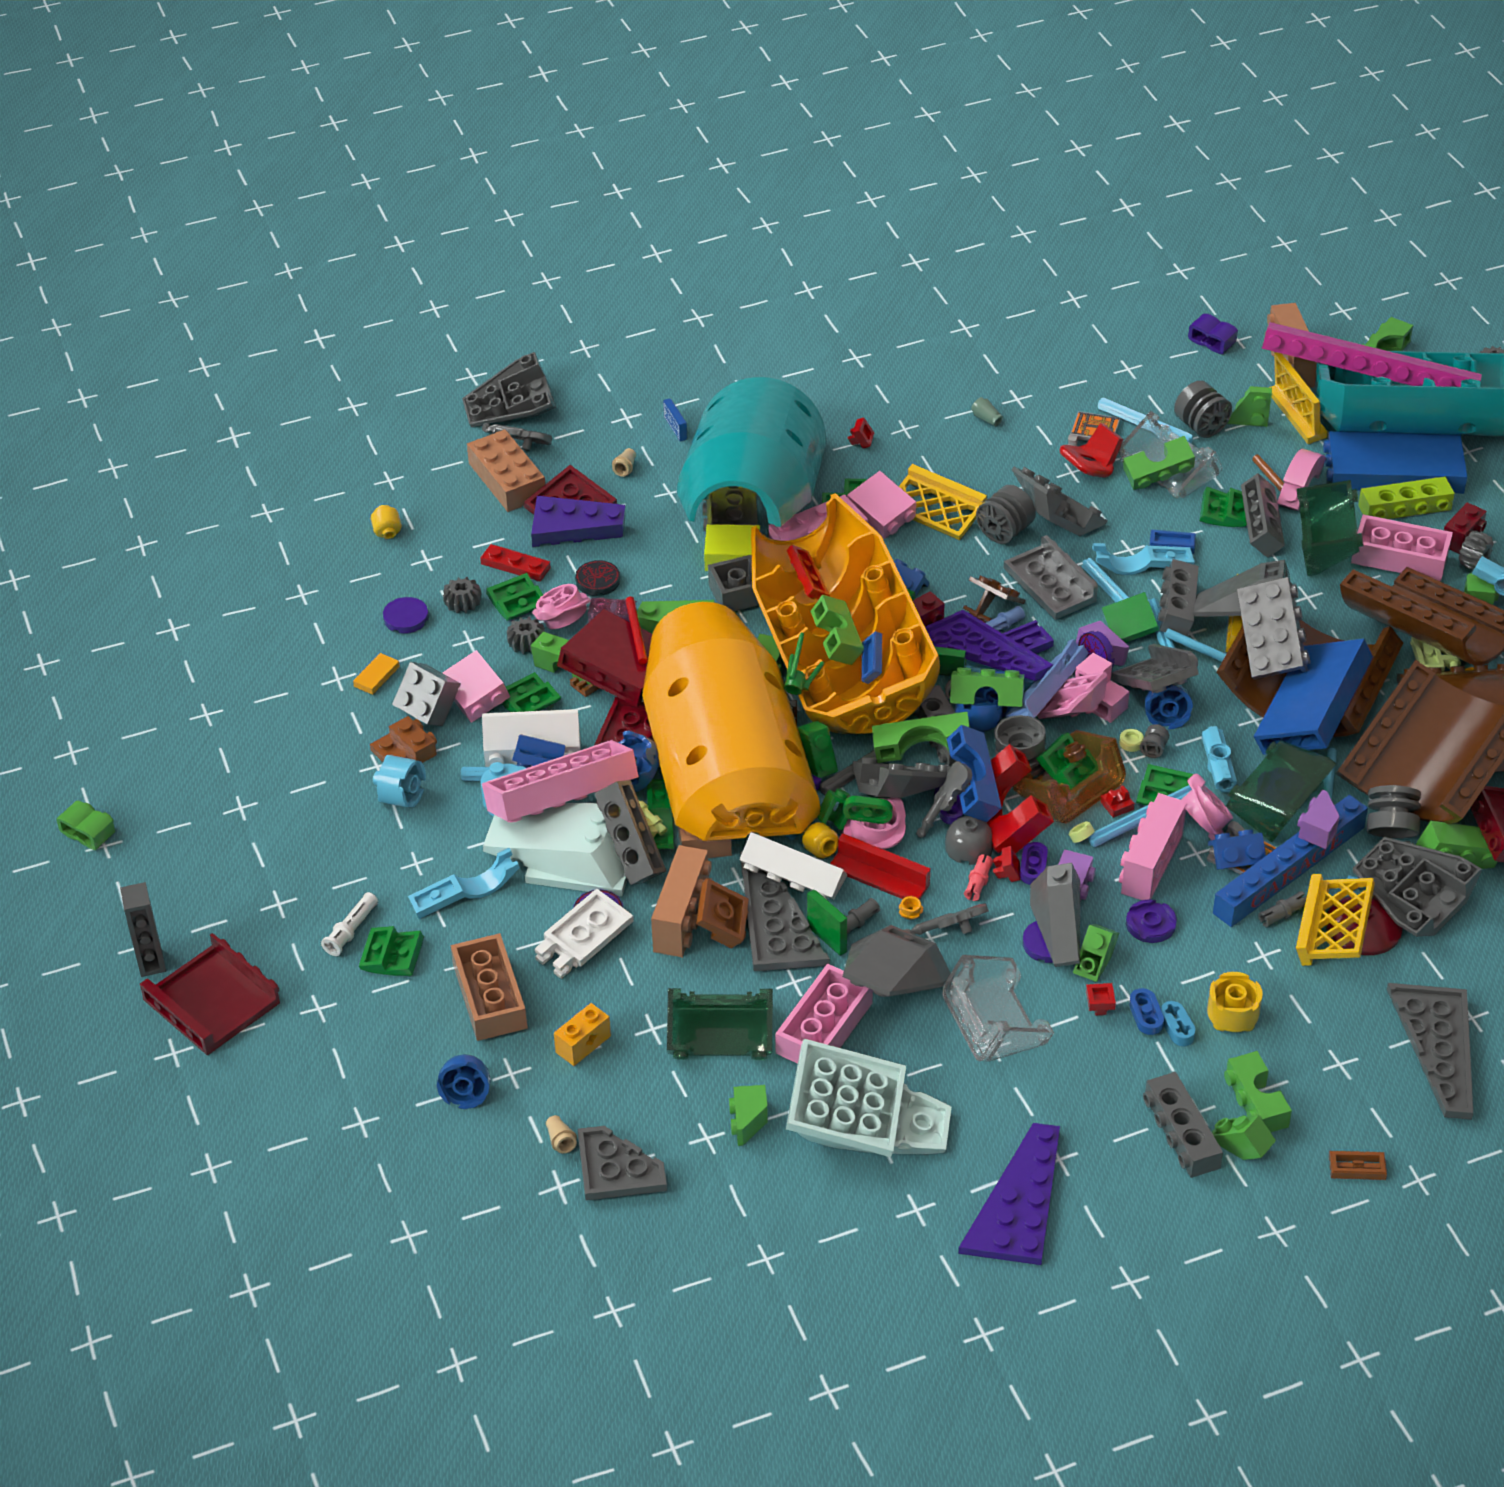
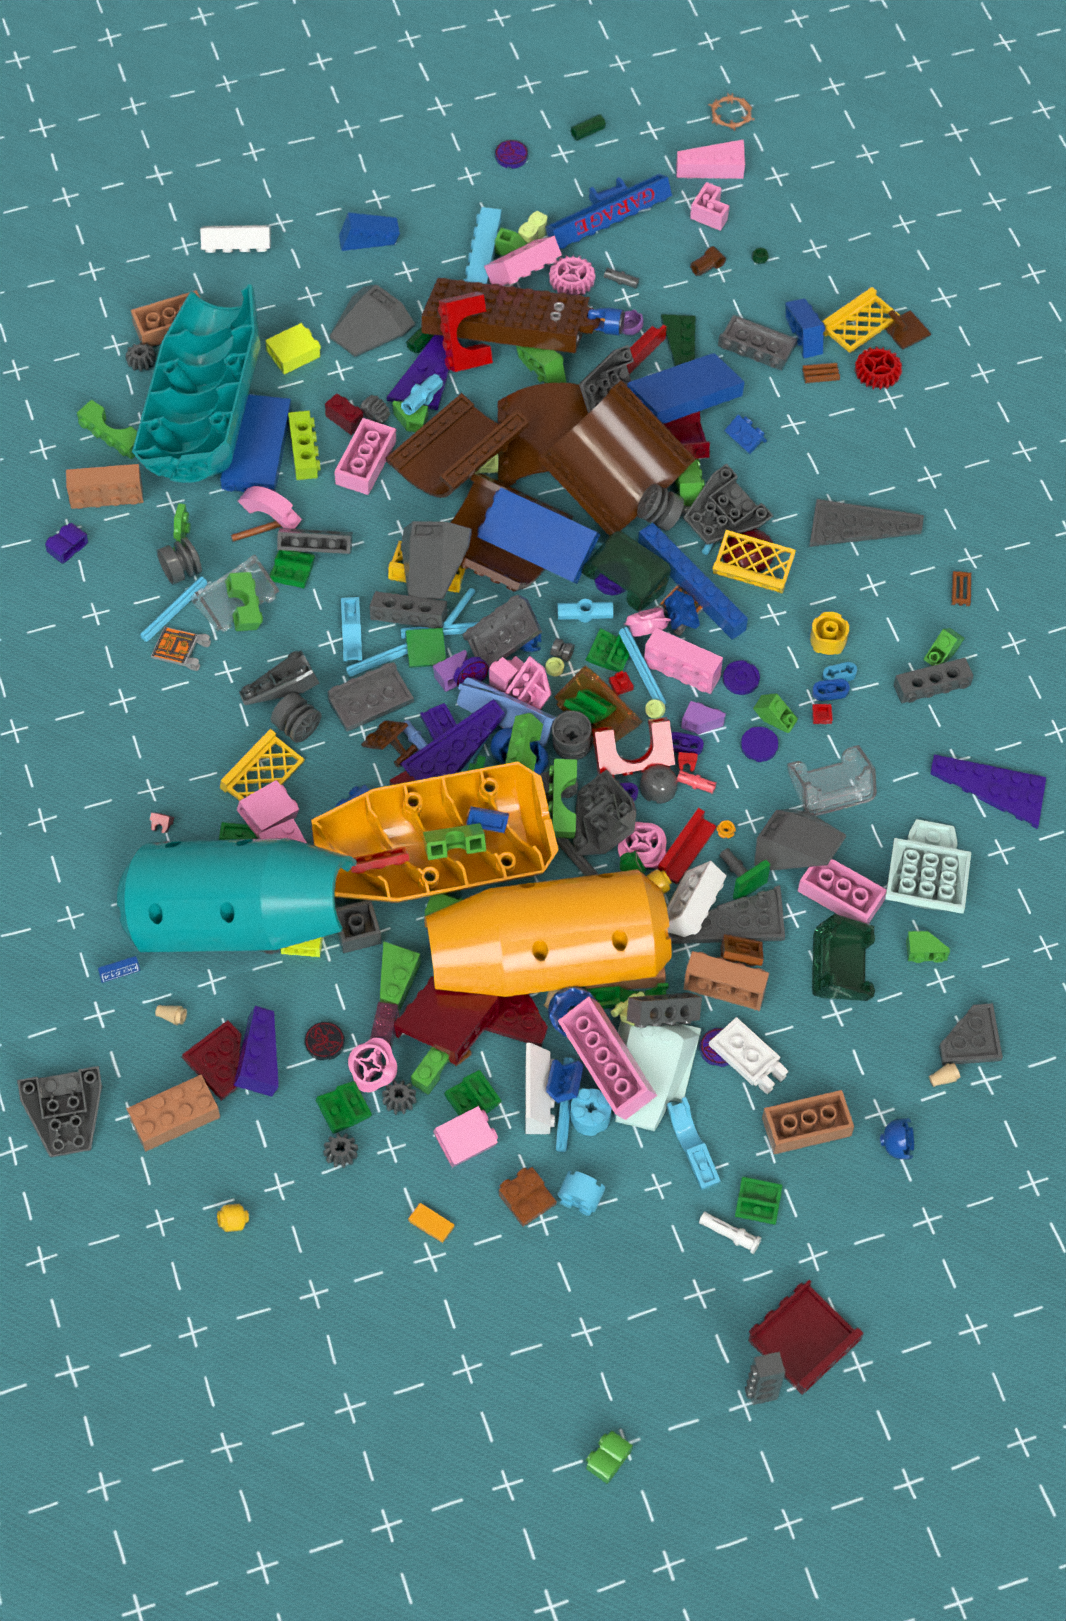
camera: 90 degrees left, 15 degrees up
(405, 614) = (356, 1200): dark purple tile -> none
(426, 694) = (480, 1171): brick -> none
(515, 562) = (295, 1108): red plate -> none
(520, 434) = (120, 1102): dark grey piece -> none
(582, 1034) = (853, 1057): light orange brick -> none
(636, 630) = (425, 998): red bar -> none
(795, 679) = (519, 870): green plant -> none
(818, 748) = (567, 869): green brick -> none
(868, 809) = (644, 846): green plate -> none
(950, 919) = (737, 788): dark grey piece -> none
(956, 783) = (627, 773): dark grey piece -> none
(981, 797) = (636, 761): blue arch -> none
(986, 411) = (145, 722): sand green cone -> none
(1057, 912) = (742, 728): dark grey wedge -> none
(1074, 752) = (591, 697): reddish brown plate -> none
(1101, 447) = (214, 639): red piece -> none
(1172, 539) = (328, 610): blue tile -> none
(1246, 1076) = (892, 638): bright green arch -> none
(1273, 628) = (484, 543): flat silver bracket -> none
(1282, 909) = (735, 593): dark grey pin -> none
(1297, 401) = (168, 500): yellow fence -> none
(1320, 821) = (676, 548): medium lavender slope -> none
(1328, 525) = (347, 497): clear green windscreen -> none
(1361, 358) = (171, 427): dark pink brick -> none

